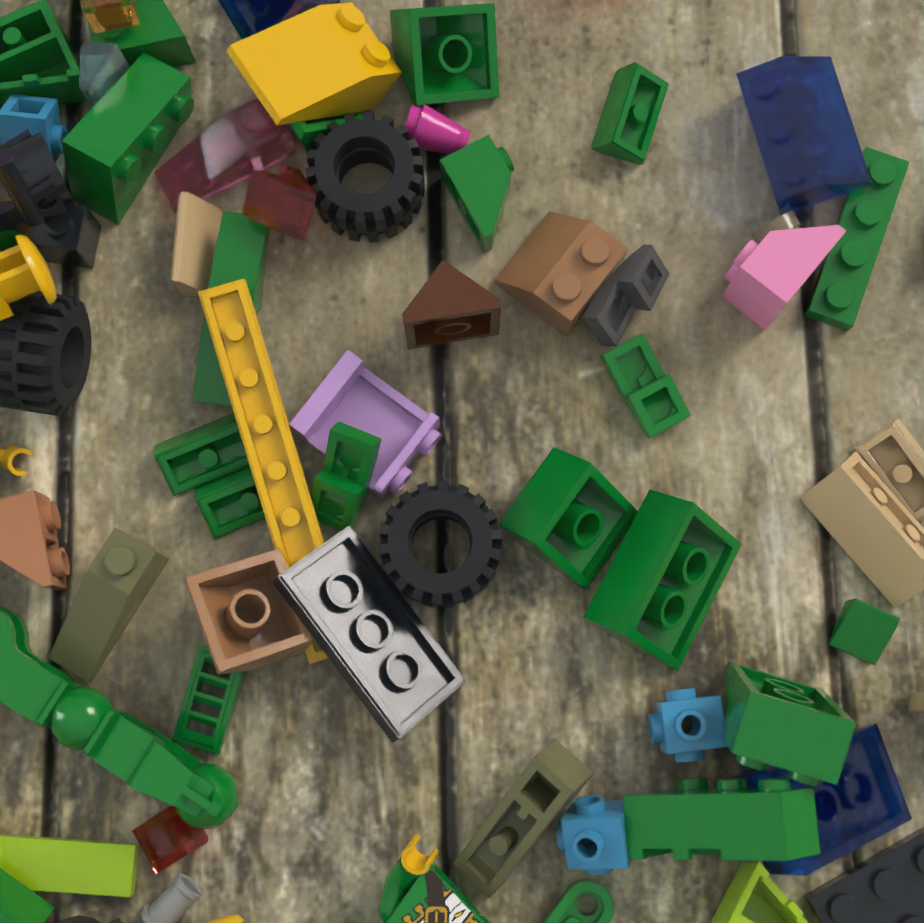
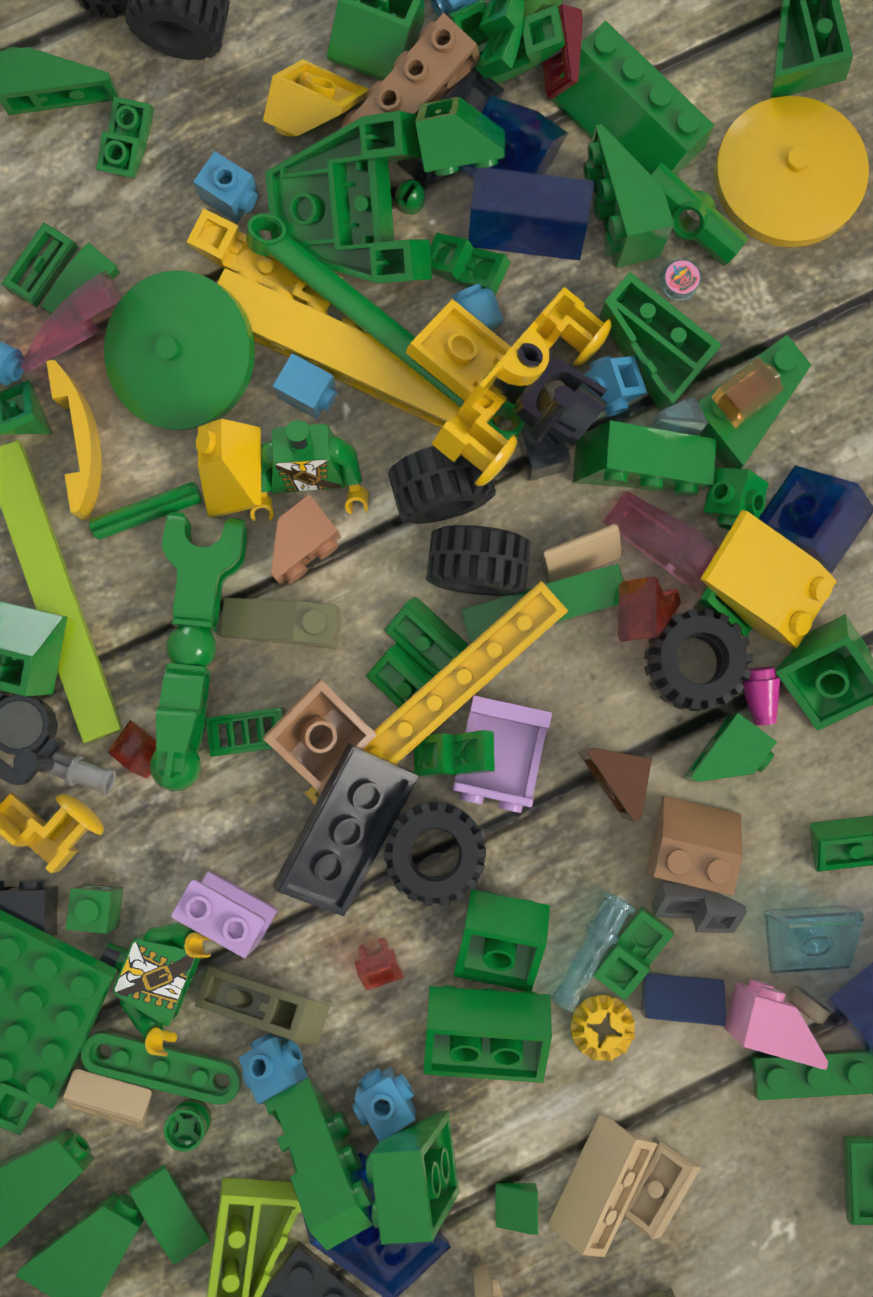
camera: 65 degrees right, 5 degrees up
(143, 351) = (478, 560): none -> black tyre
(209, 65) = (734, 492): none -> green brick
(396, 810) = (225, 913): none -> lavender panel
(539, 665) = (378, 968): none -> clear red tile
(609, 408) = (601, 933): none -> clear light blue pin
(688, 454) = (594, 1011): none -> yellow gear
(709, 196) = (812, 938): none -> clear light blue slope
(715, 355) = (683, 999): none -> dark blue slope

